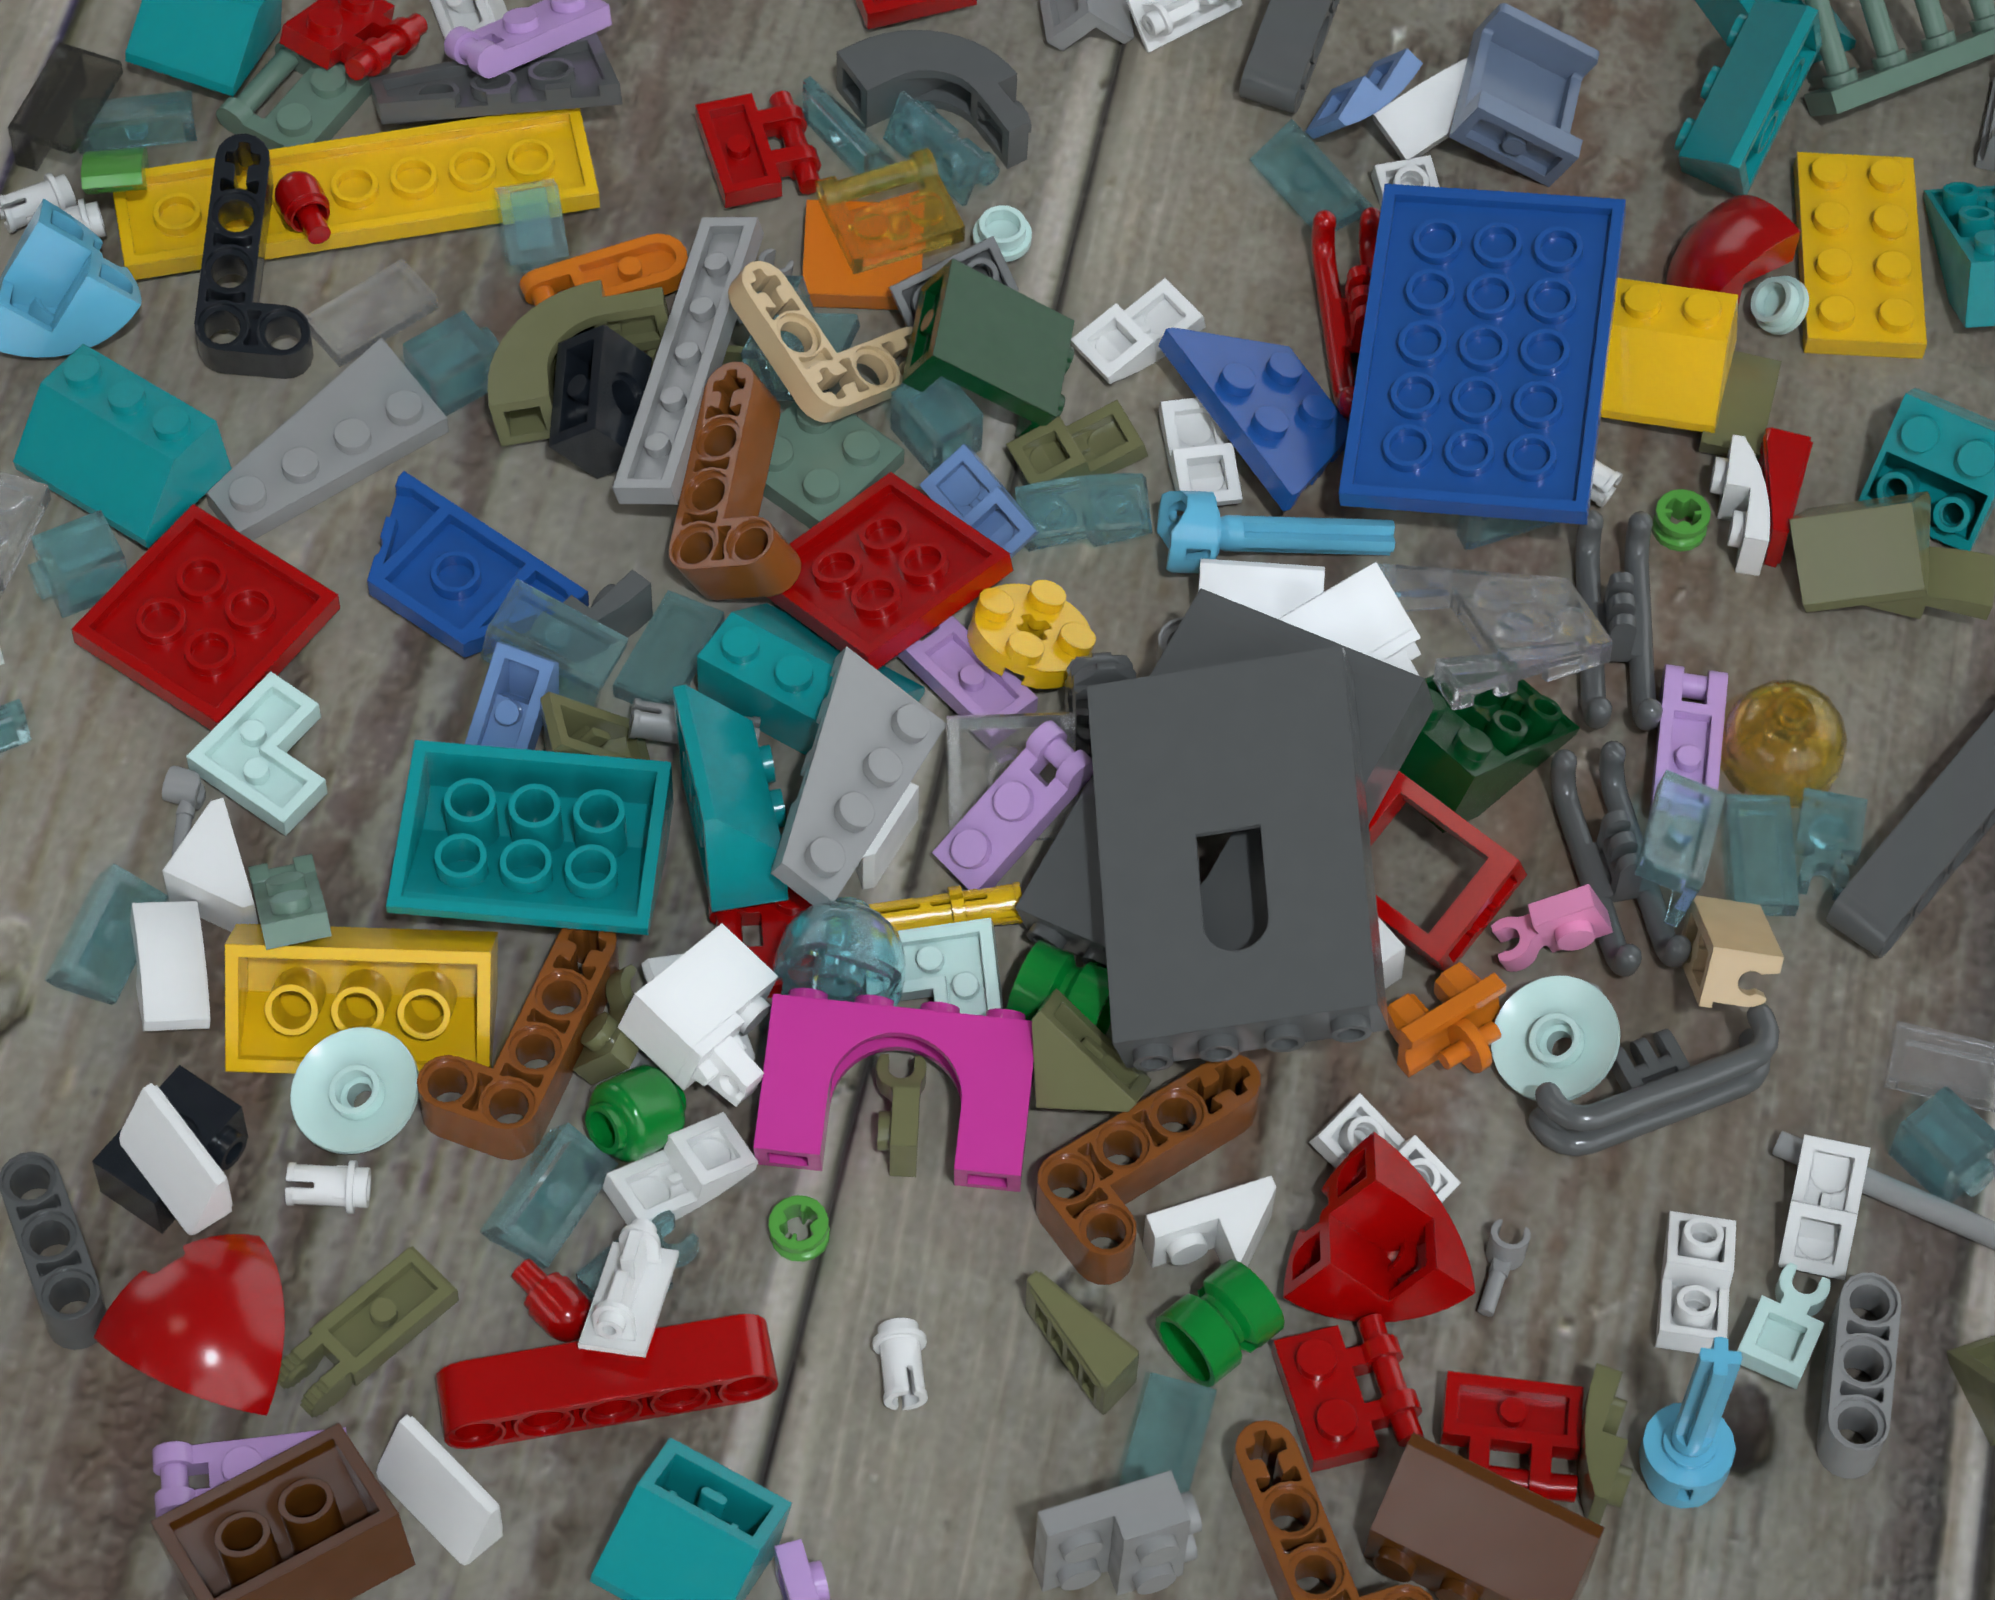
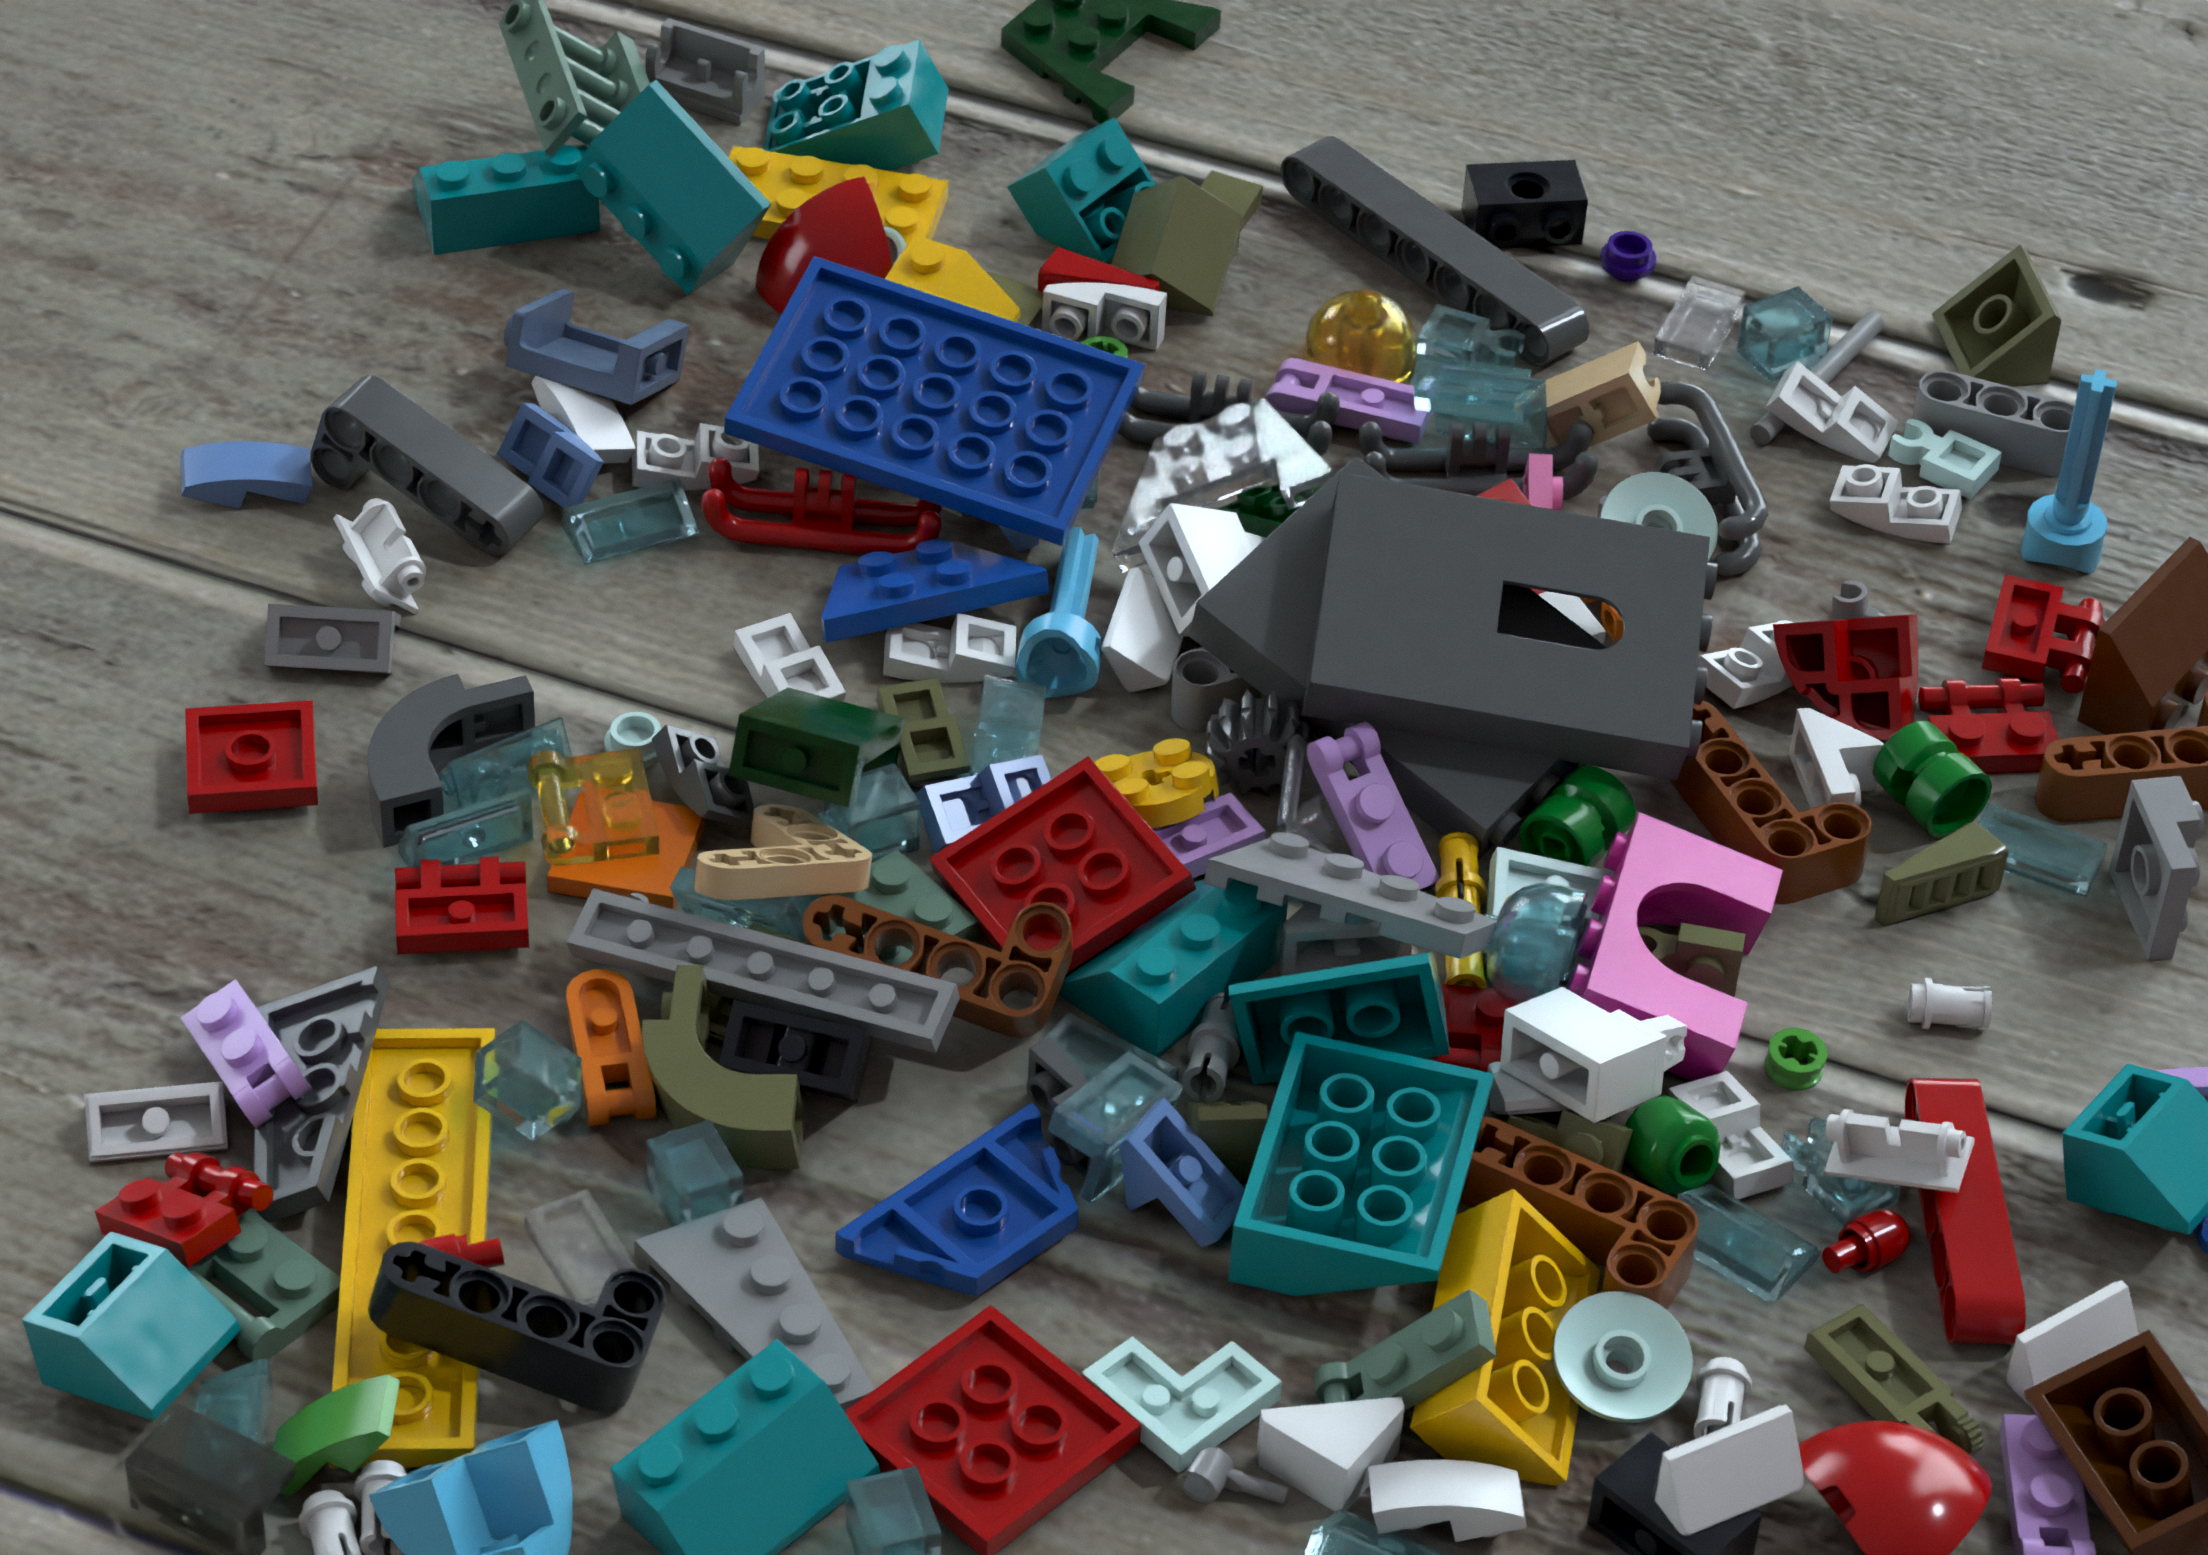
camera: 80 degrees left, 15 degrees down
(1078, 1063) = (1682, 803): olive slope -> none
(1598, 1465) = (2078, 571): olive slope -> none

